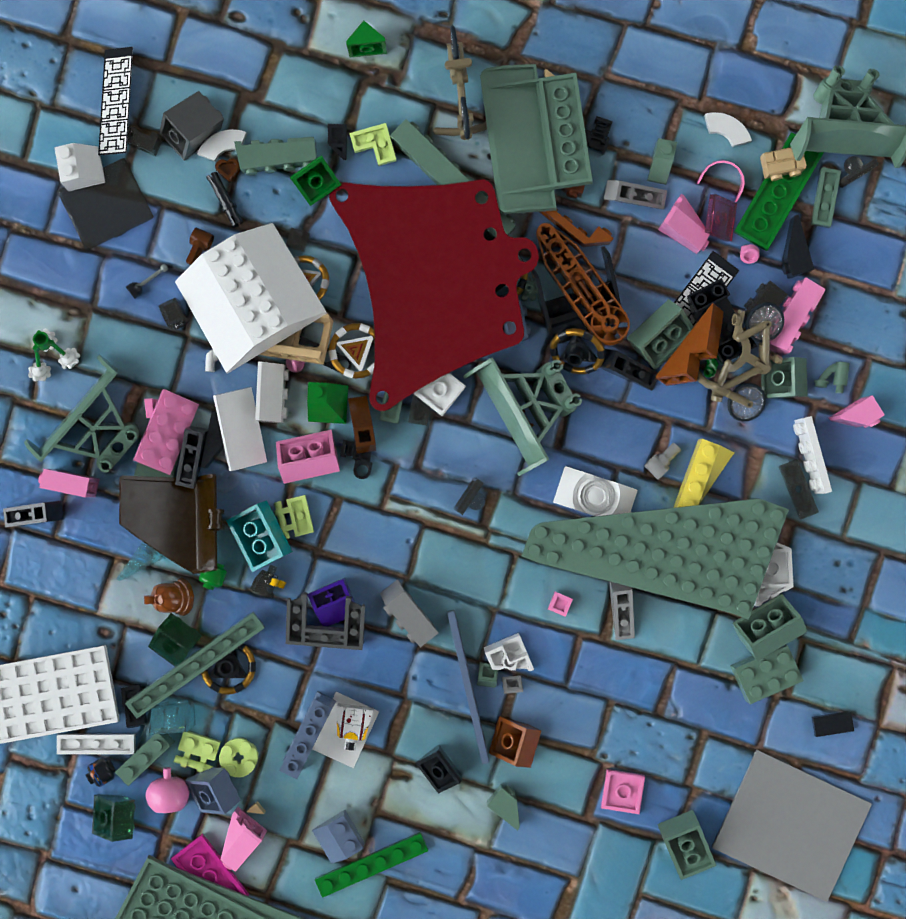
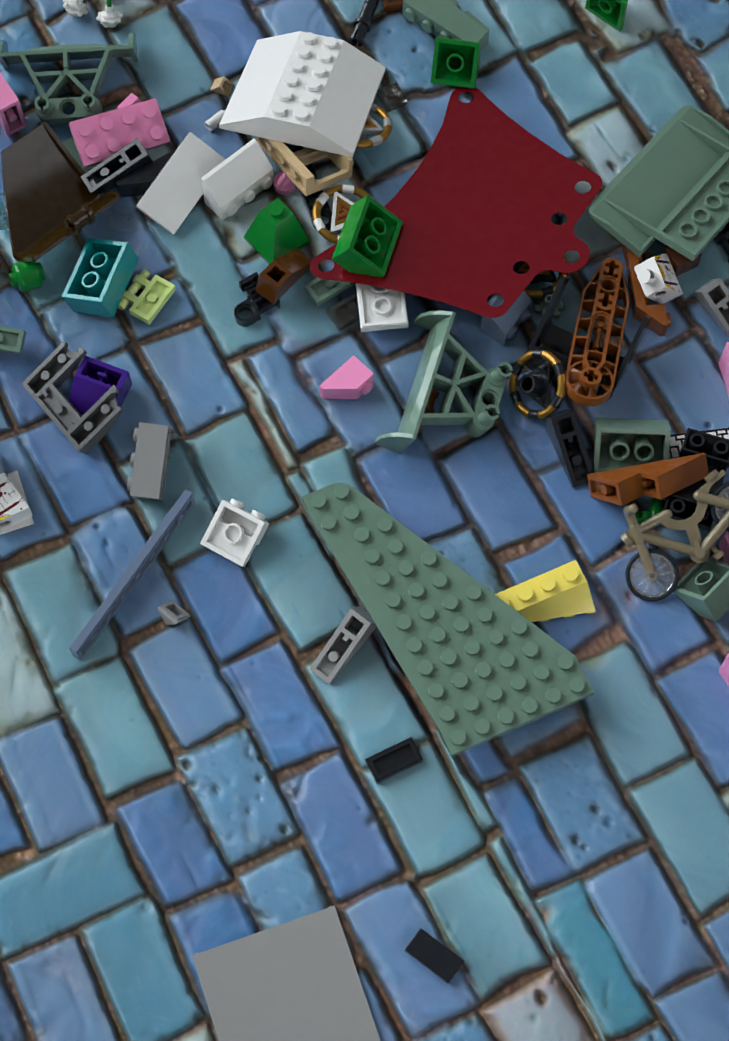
camera: 45 degrees right, 20 degrees down
(136, 288) = (220, 16): hinge -> none
(173, 313) = (228, 58): clear smoke brick -> none
(187, 335) = (222, 86): none -> tan piece
(200, 242) = (311, 23): reddish brown axle -> none
(266, 582) = (64, 322): clear smoke piece -> none
(307, 456) = (210, 259): bright pink slope -> none
(338, 139) = (510, 54): black slope -> none
(376, 138) = (541, 82): yellowish green plate -> none
(392, 359) = (367, 238): none -> green slope
(437, 166) = (572, 140): sand green brick -> none
(439, 770) = (28, 621): black slope -> none
(459, 76) = (637, 102): dark tan piece -> none
(466, 453) = (348, 381): none -> bright pink slope
(471, 497) = (313, 421): clear smoke tile -> none
(487, 676) = (160, 585): sand green slope -> none
(497, 606) = (235, 531): none -> white plate
(504, 804) = (48, 712): sand green slope -> none
(508, 654) = (199, 585): white slope -> none
(514, 742) = (120, 665): dark orange slope -> none
(560, 604) = (293, 585): bright pink plate -> none
(578, 212) = (658, 276): none -> white torso
(593, 494) = (423, 513): white slope -> none
(623, 791) = (167, 813): bright pink tile -> none
(659, 464) = (513, 552): light grey pin -> none
(686, 844) = (170, 923): sand green slope -> none
(710, 644) = (394, 760): none -> black tile
(767, 675) = (418, 836): sand green brick -> none
(770, 627) = (465, 790): sand green brick -> none
(778, 575) = (521, 751): white wing -> none
(803, 500) = (629, 686): clear smoke tile -> none
(813, 456) = (663, 680): white plate -> none

